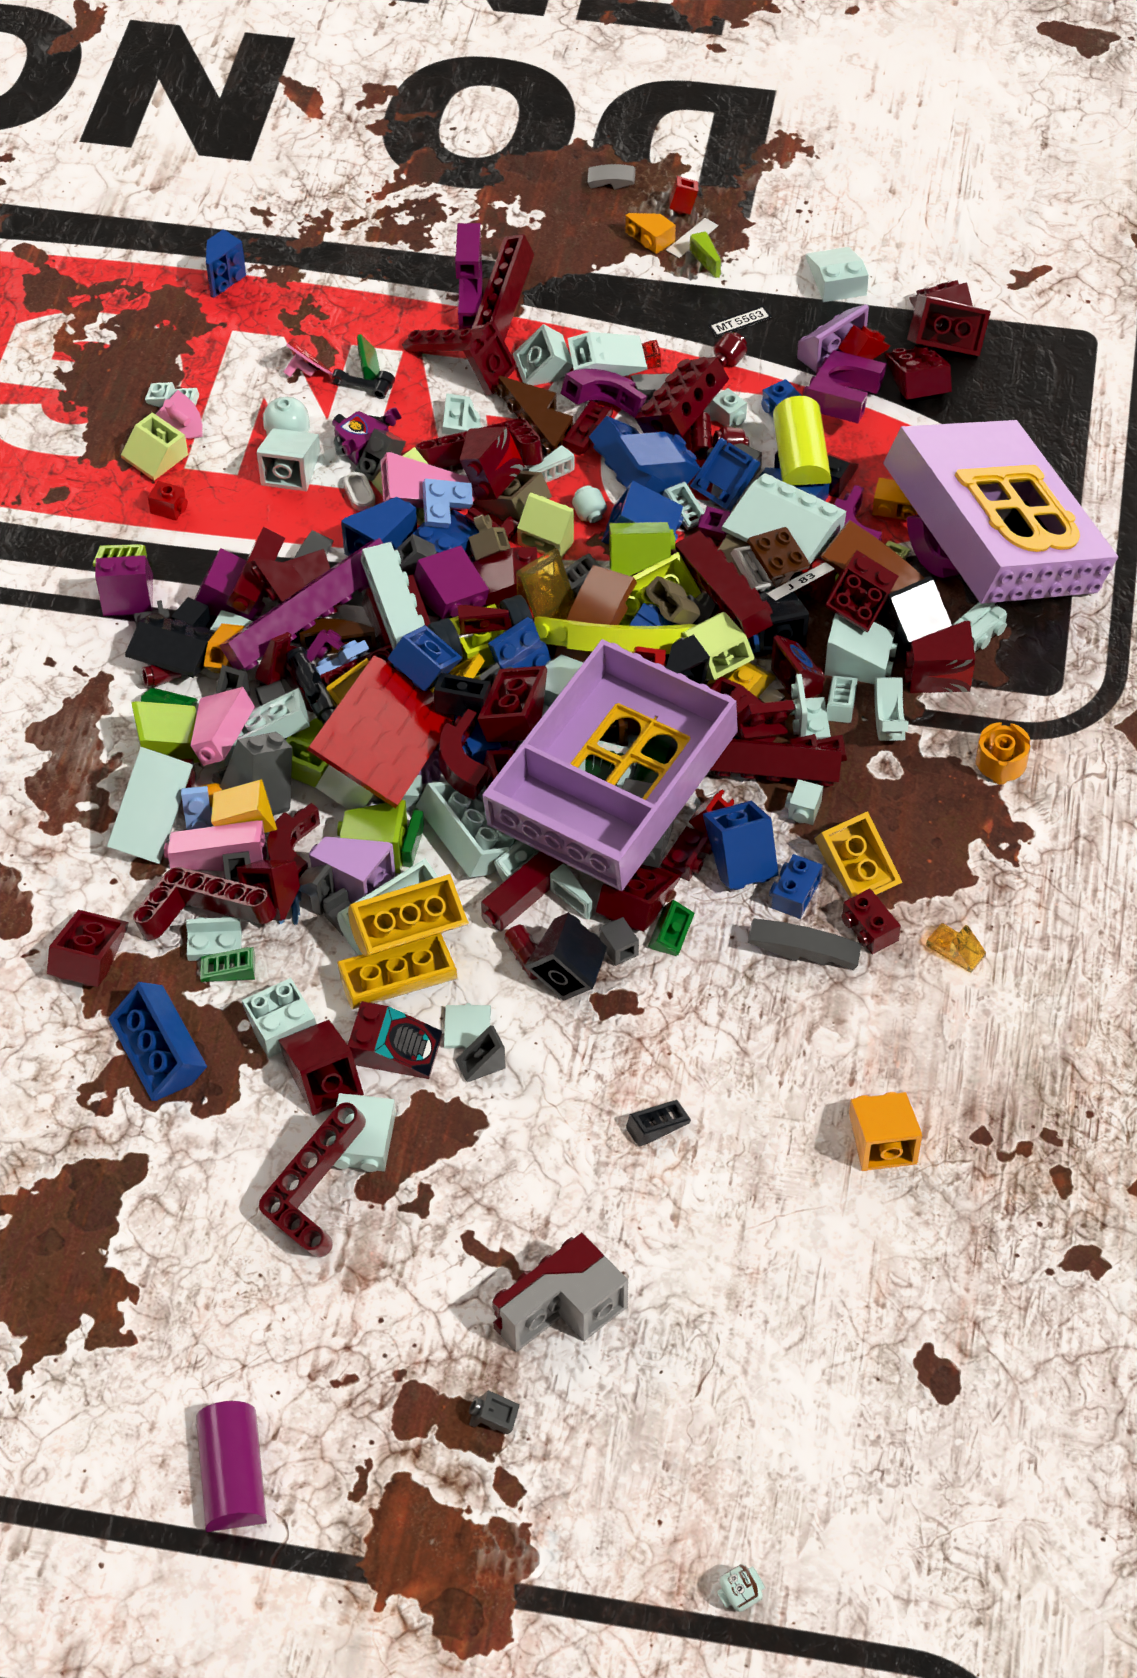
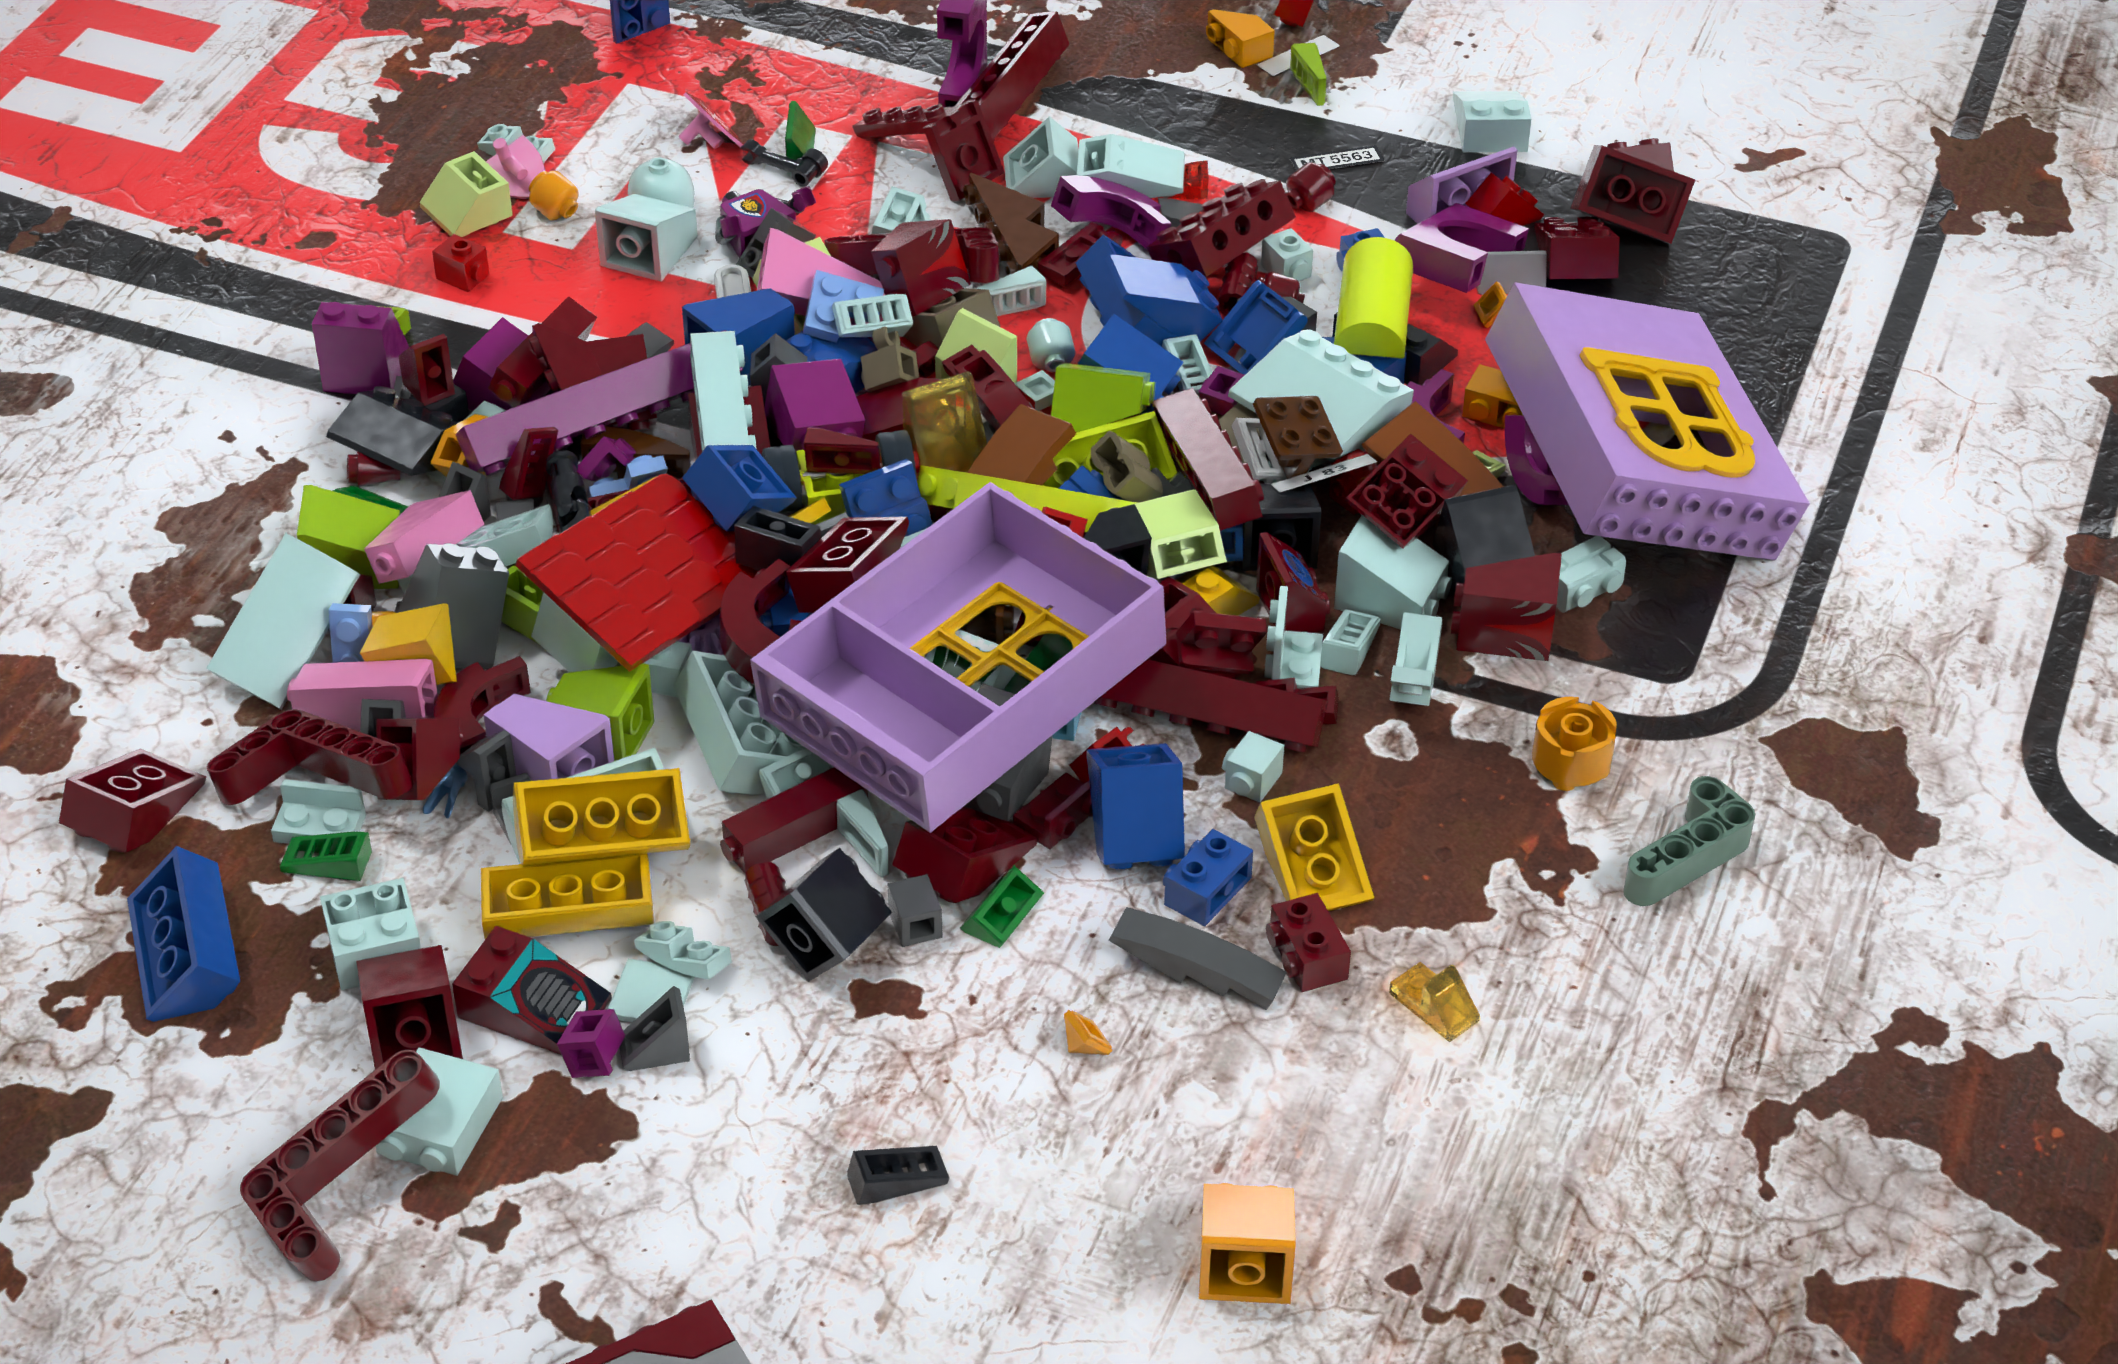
camera: 10 degrees right, 10 degrees down
(182, 597) = (428, 370): none -> dark red slope
(214, 435) = (553, 195): none -> light orange head
(412, 838) = (656, 722): green tile -> none
(443, 1069) = (591, 1042): none -> magenta brick
(474, 994) = (676, 950): none -> light aqua slope
(484, 500) = (894, 311): none -> light aqua slope
(574, 557) = (994, 389): none -> dark red slope
(590, 541) = (1037, 389): none -> light aqua plate
(748, 1009) = (1084, 1035): none -> light orange slope
(873, 425) = (1490, 304): none -> light orange slope
(884, 397) = (1512, 267): none -> light grey slope
(1105, 799) = (1715, 832): none -> sand green beam

